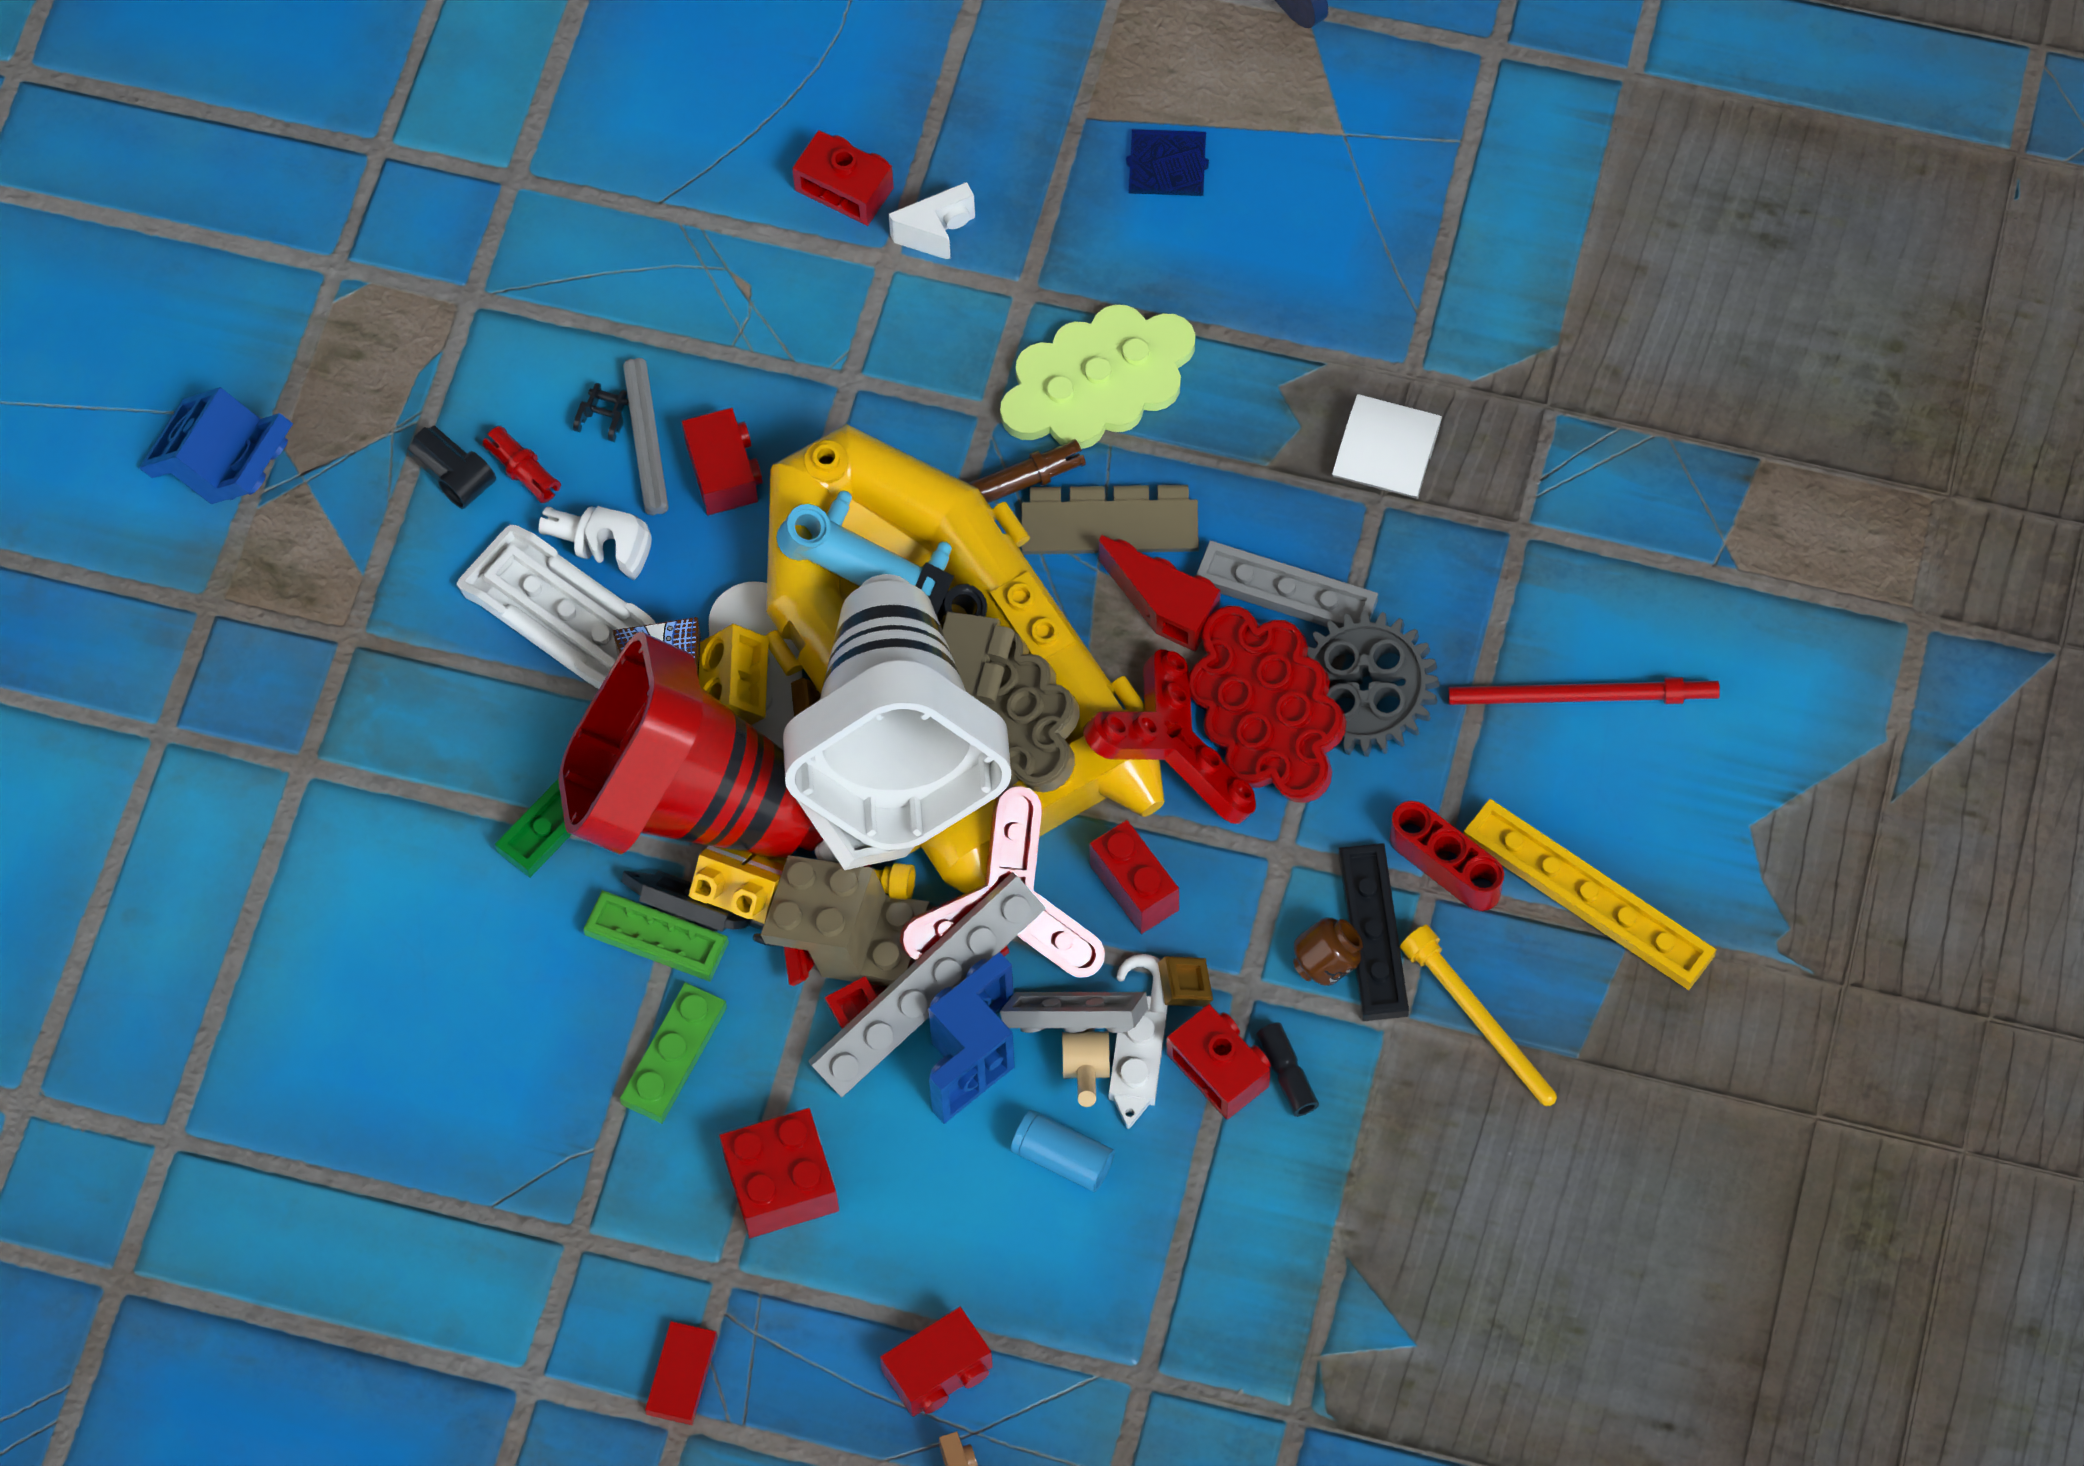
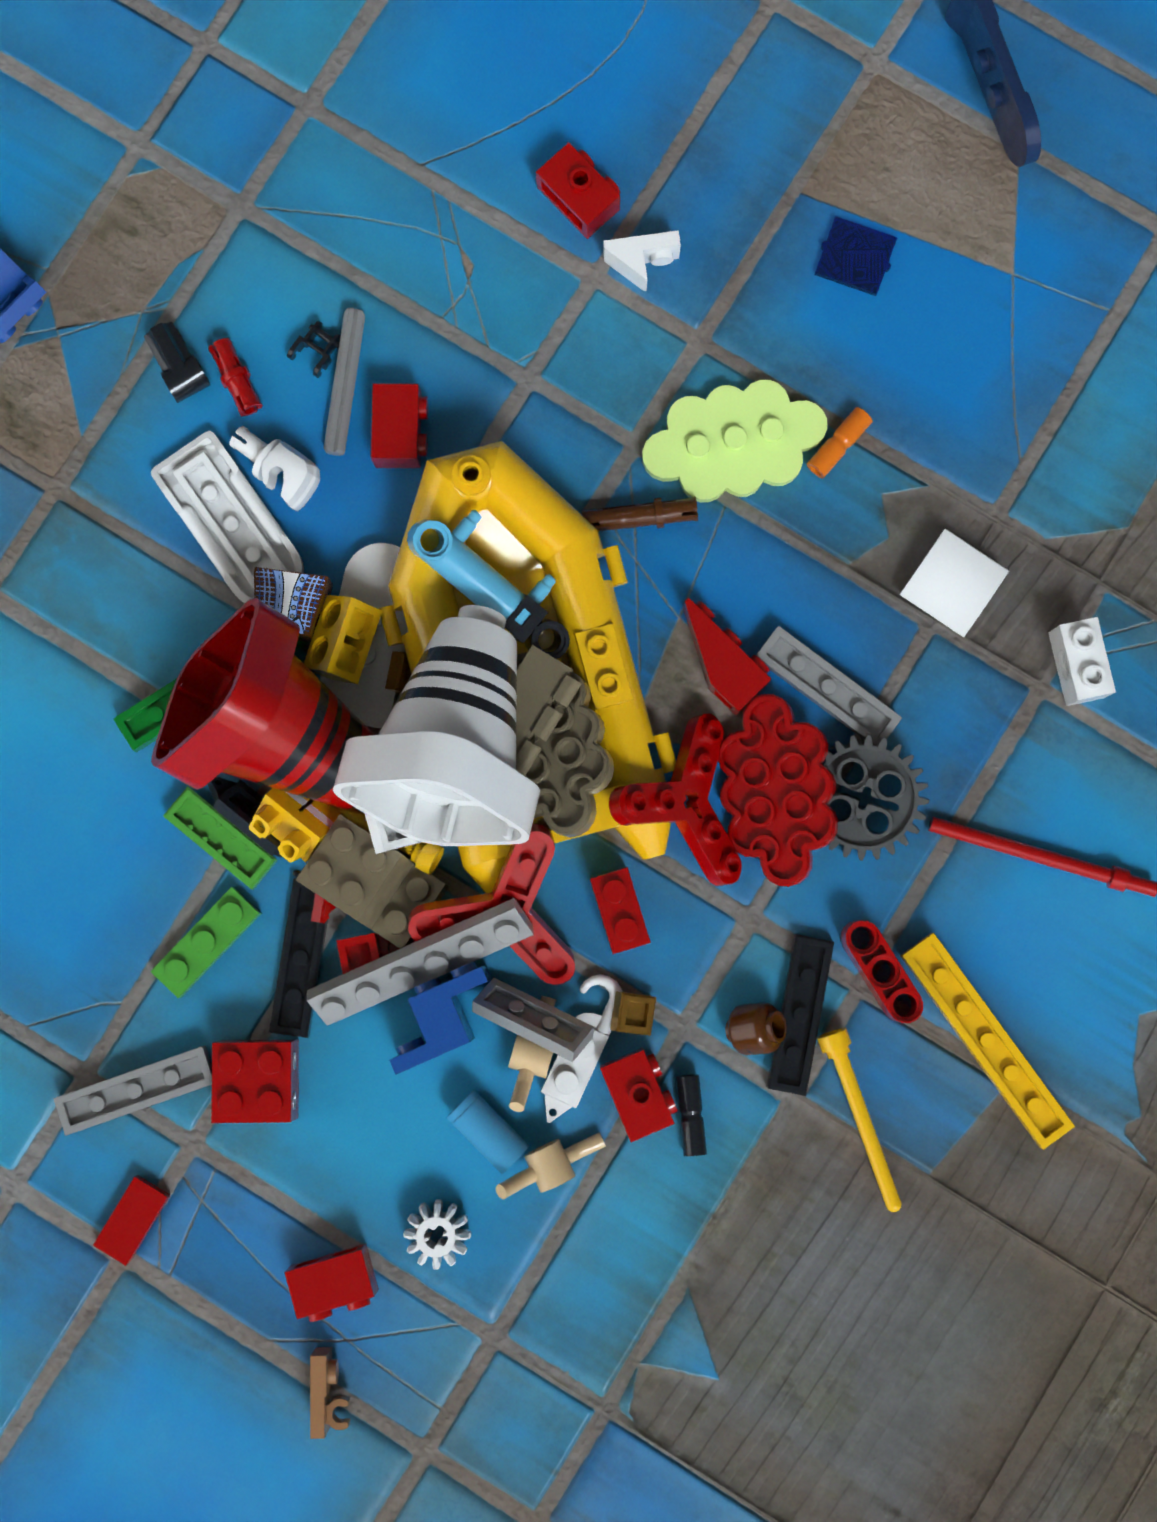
camera: 20 degrees right, 20 degrees up
(642, 1229) = (134, 1090): none -> light grey plate
(787, 1037) = (298, 966): none -> black tile
(1055, 1285) = (442, 1247): none -> white gear
(1077, 525) = (716, 583): dark tan windscreen -> none
(1146, 1164) = (549, 1165): none -> tan piece
(1212, 349) = (842, 439): none -> orange piece
(1552, 483) = (1081, 661): none -> white brick

